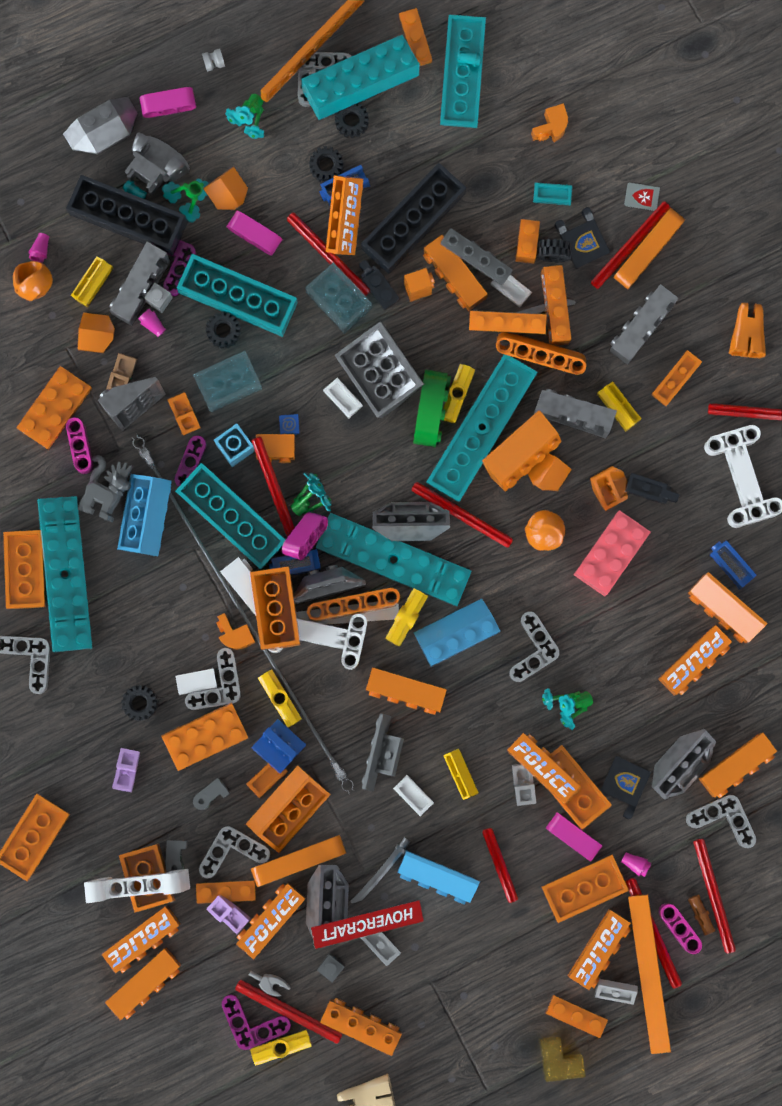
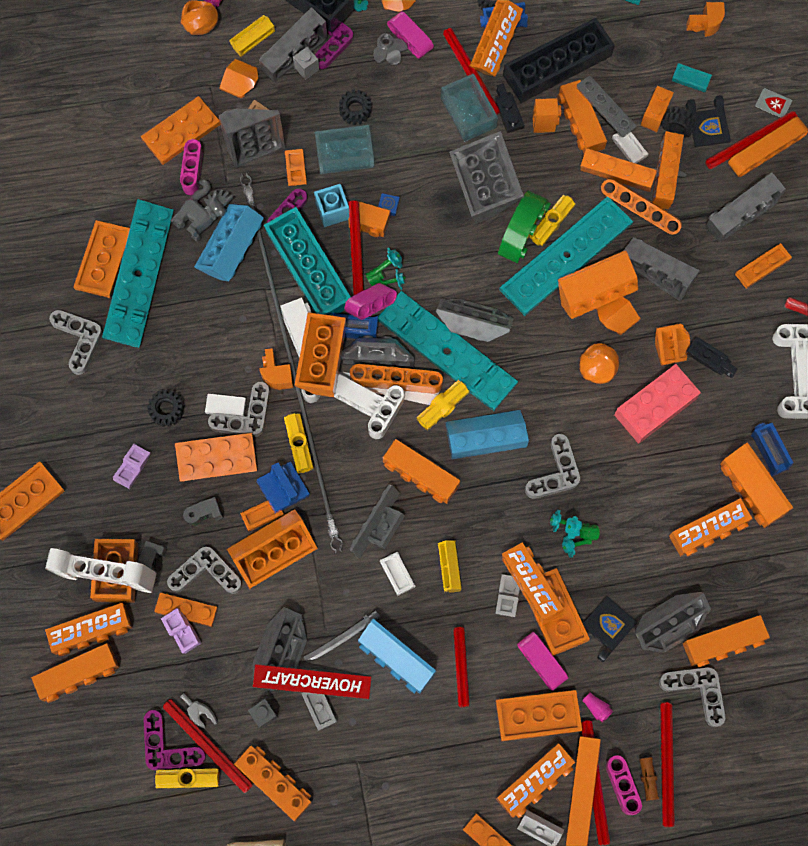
camera: 20 degrees right, 10 degrees down
(151, 322) = (292, 81): dark pink cone -> none
(237, 295) = (379, 79): teal brick -> none
(240, 256) = (391, 51): none -> flat silver plate
(270, 921) = (219, 650): orange brick -> none
(298, 861) = (265, 600): orange beam -> none
(342, 398) = (445, 196): white tile -> none
(462, 515) = (525, 329): red axle -> none
(614, 399) = (704, 282): yellow piece -> none

